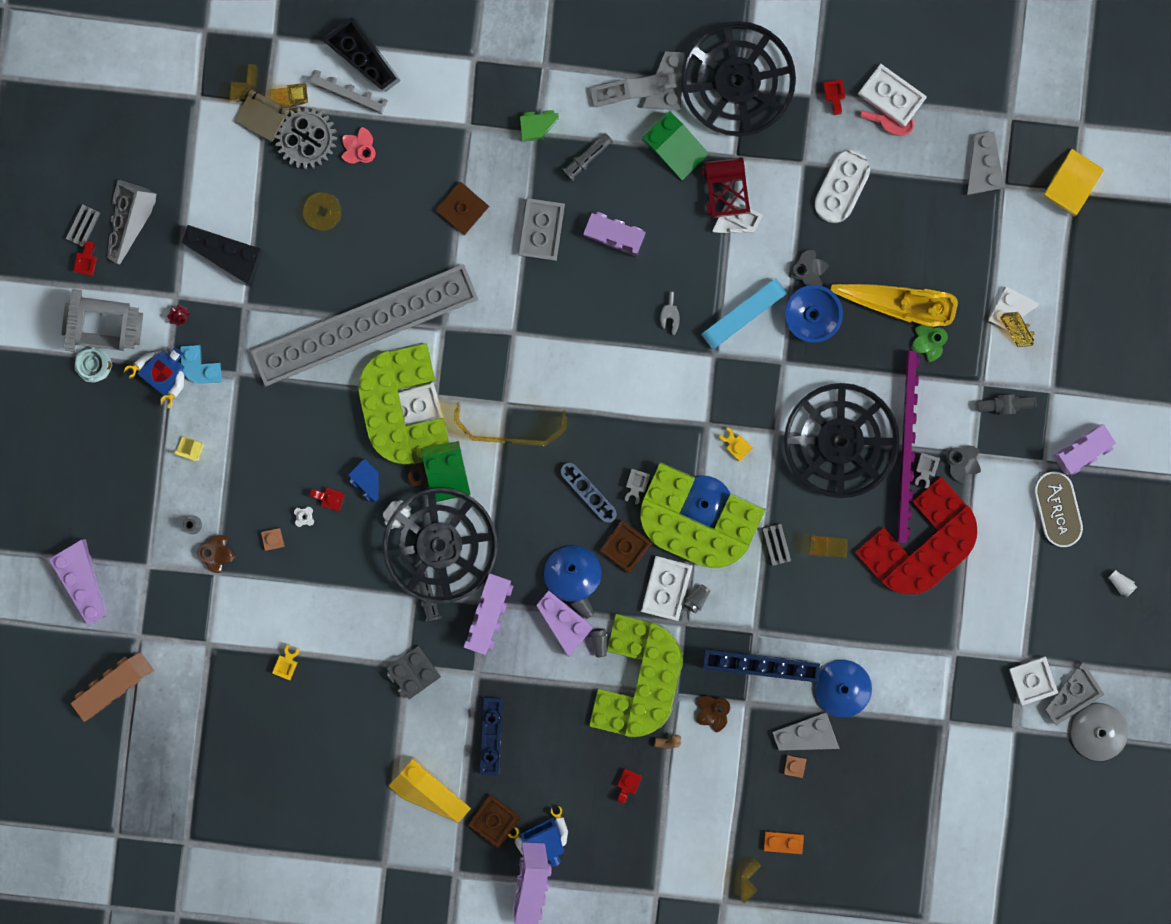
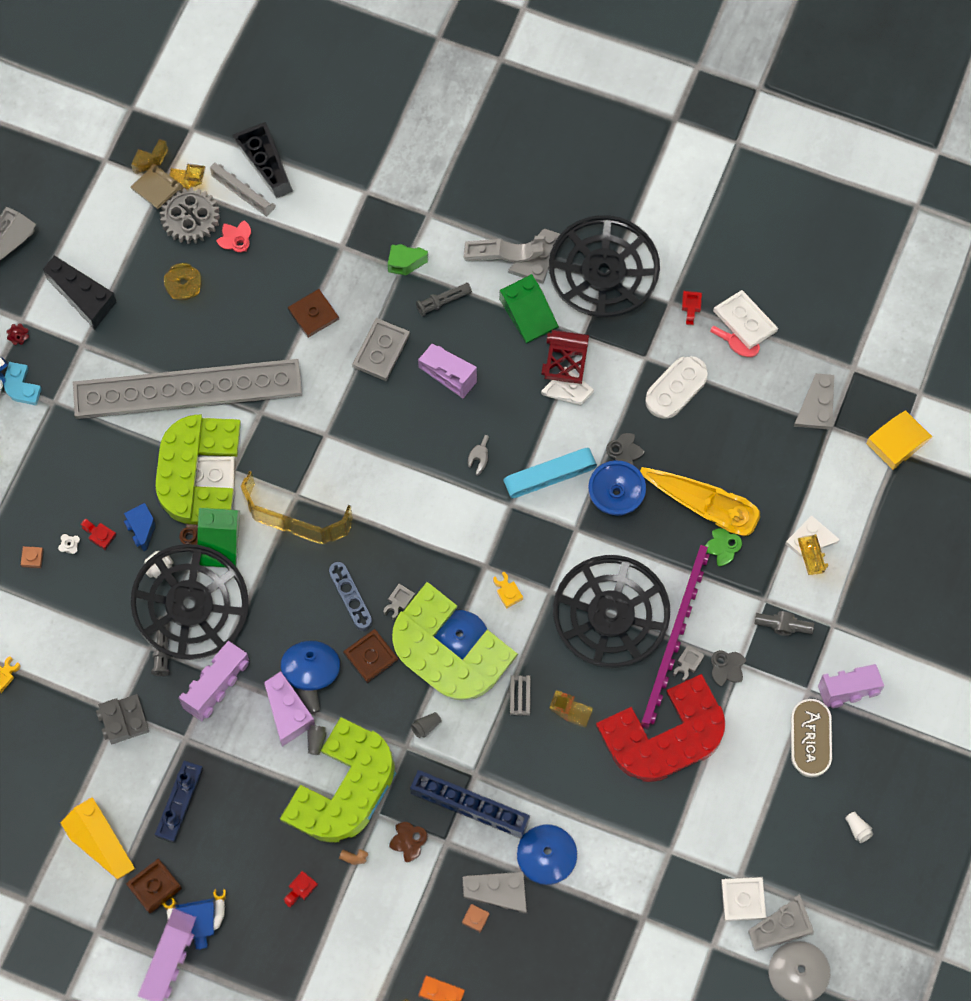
camera: 20 degrees right, 20 degrees down
(666, 588) = (398, 707): white tile -> none

